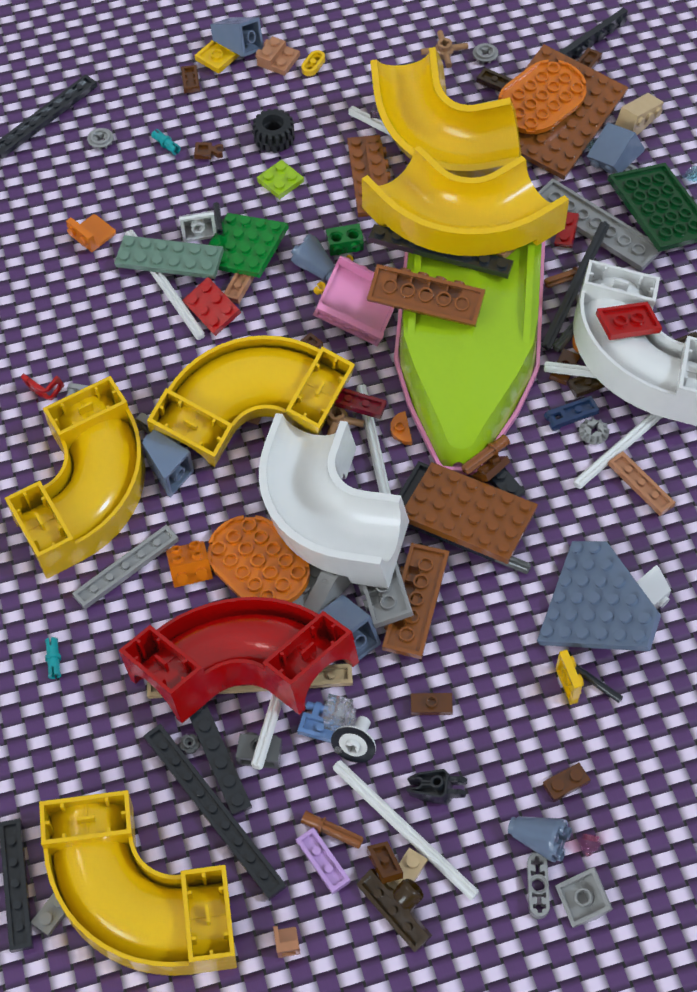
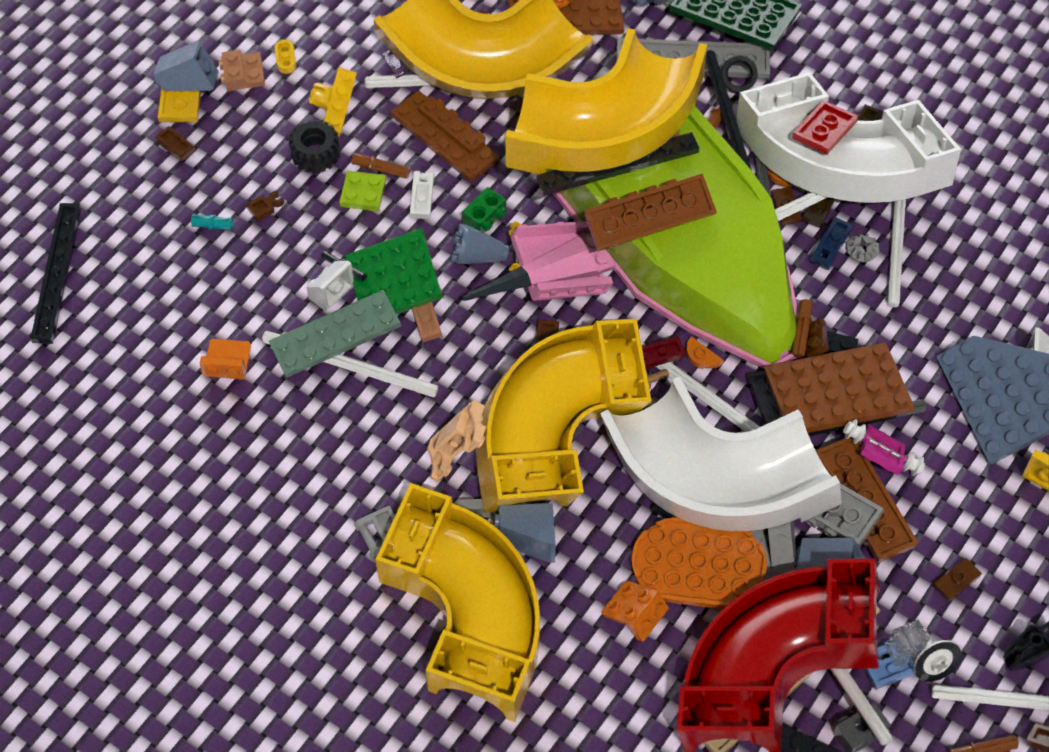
camera: 40 degrees left, 0 degrees up
(39, 390) = (330, 547): red piece -> none
(100, 133) = (131, 257): light grey gear -> none
(125, 567) = (581, 656): light grey plate -> none
(170, 368) = (459, 434): none -> light nougat bracket
(211, 306) = (420, 355): red plate -> none
(302, 164) = (380, 165): none -> dark orange axle
(315, 204) = (422, 195): none -> white plate
(317, 109) = (334, 98): none -> yellow plate
(345, 300) = (569, 261): none -> bright pink plate
(461, 575) = (883, 449): none -> dark pink plate
(612, 240) = (753, 71): none -> black tyre
(641, 483) = (944, 267): nougat plate -> none

